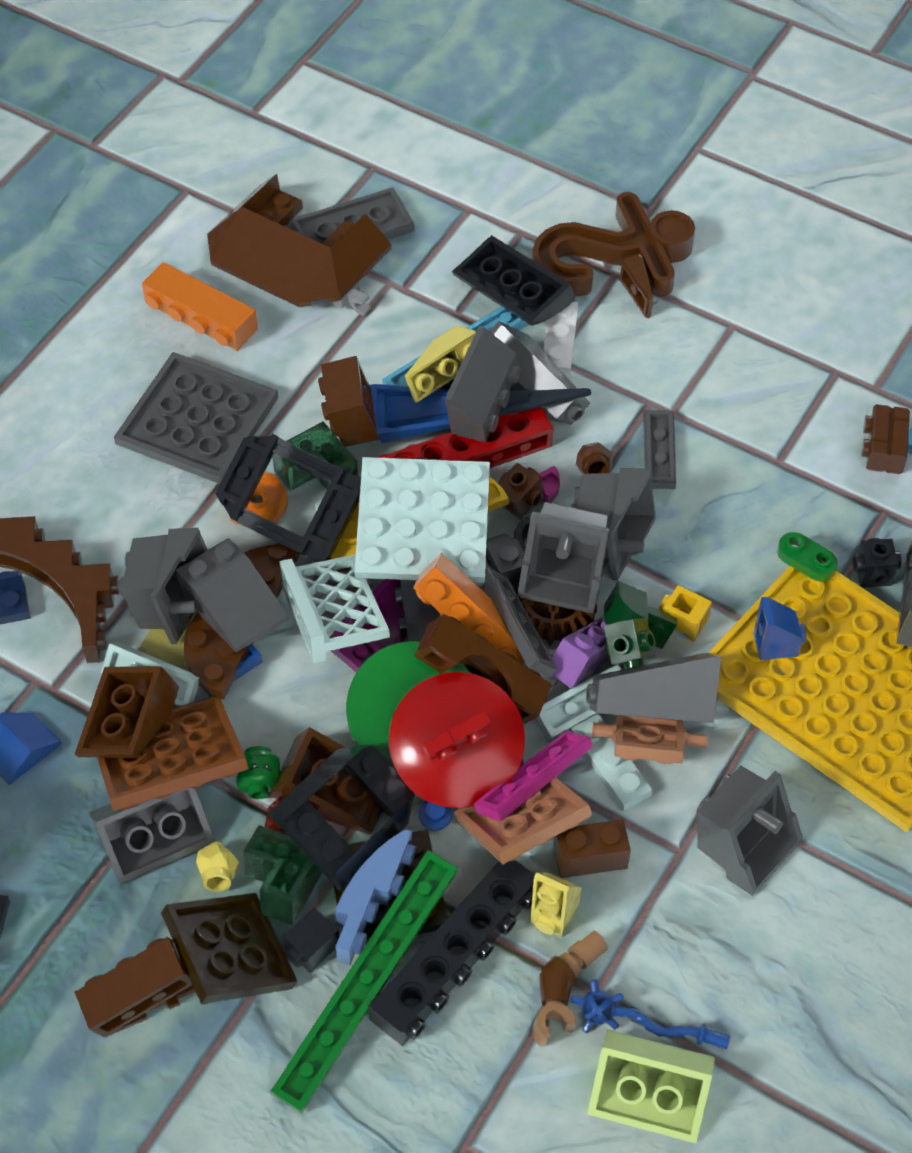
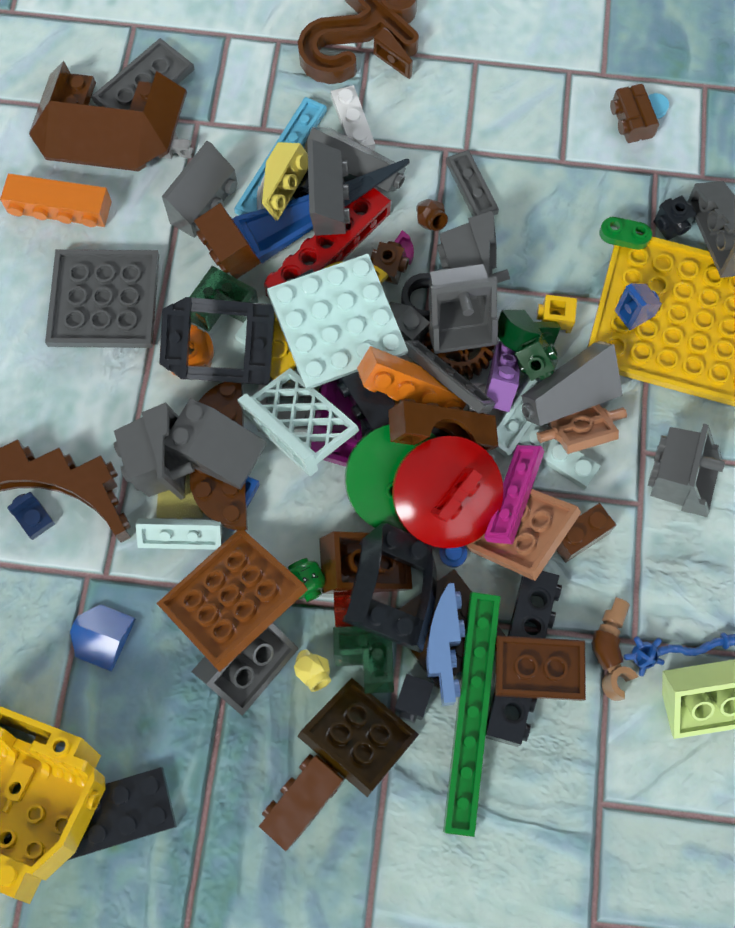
camera: 25 degrees left, 15 degrees up
(127, 711) = (181, 579): reddish brown slope -> none
(360, 333) = (199, 188): none -> dark grey slope
(464, 961) = (540, 668): none -> reddish brown tile
(515, 281) = (298, 86): black slope -> none
(553, 903) = (580, 589): light yellow slope -> none

